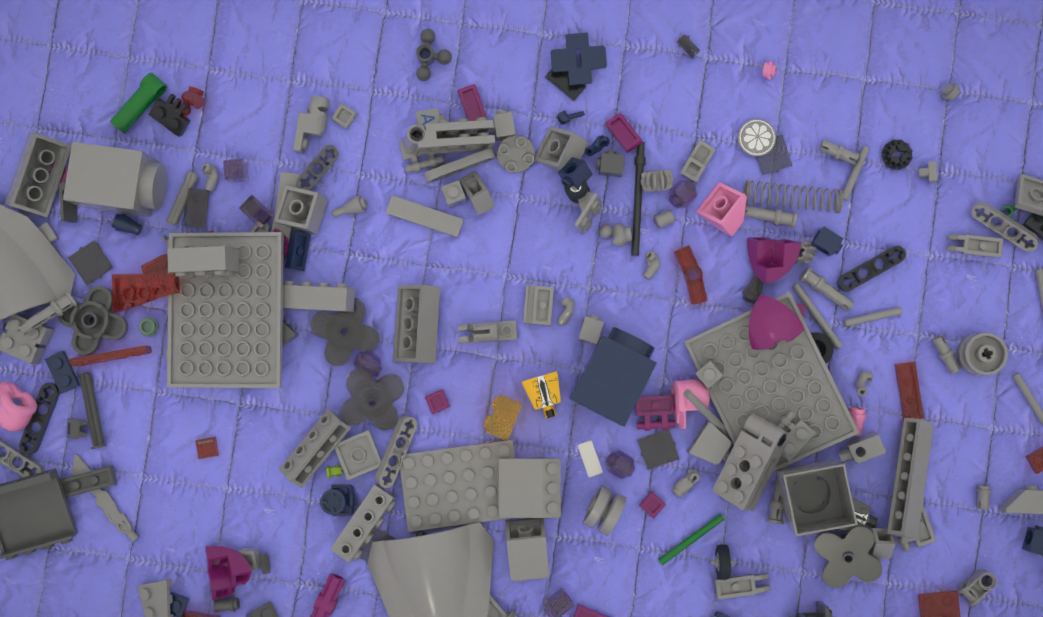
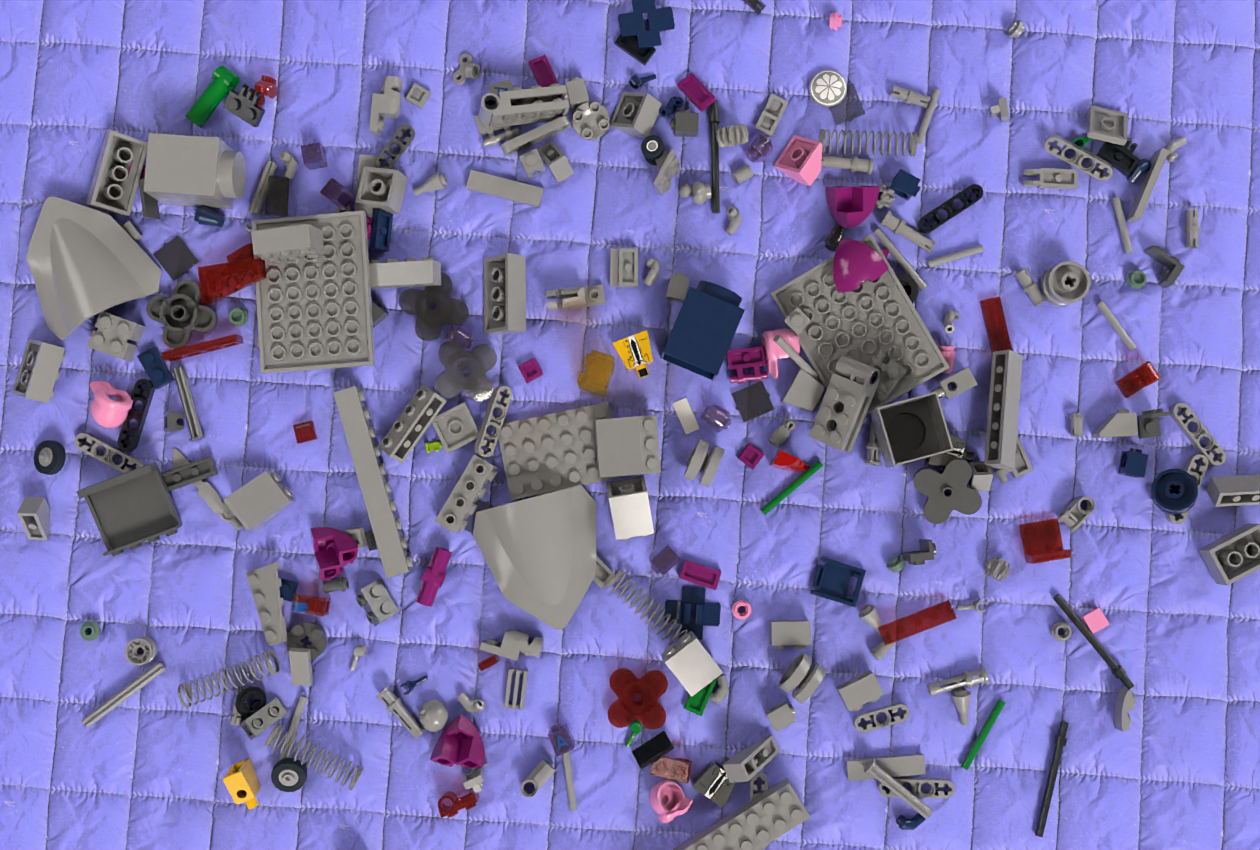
camera: 10 degrees left, 0 degrees up
(55, 308) = (143, 303): light grey pin -> none
(156, 515) = (259, 500): none -> light grey slope
(271, 504) = (373, 482): none -> light grey brick
(336, 500) = (437, 474): dark blue piece -> none
(394, 93) = (466, 70): none -> light grey piece
(443, 56) = (512, 29): dark grey piece -> none
(575, 172) = (650, 132): dark blue brick -> none
(686, 514) = (788, 462): none -> red slope
(695, 287) = (777, 238): clear red piece -> none
(723, 562) = (824, 506): black wheel -> none
(740, 586) = (842, 529): light grey hinge -> none
(893, 162) = (964, 102): black gear -> none

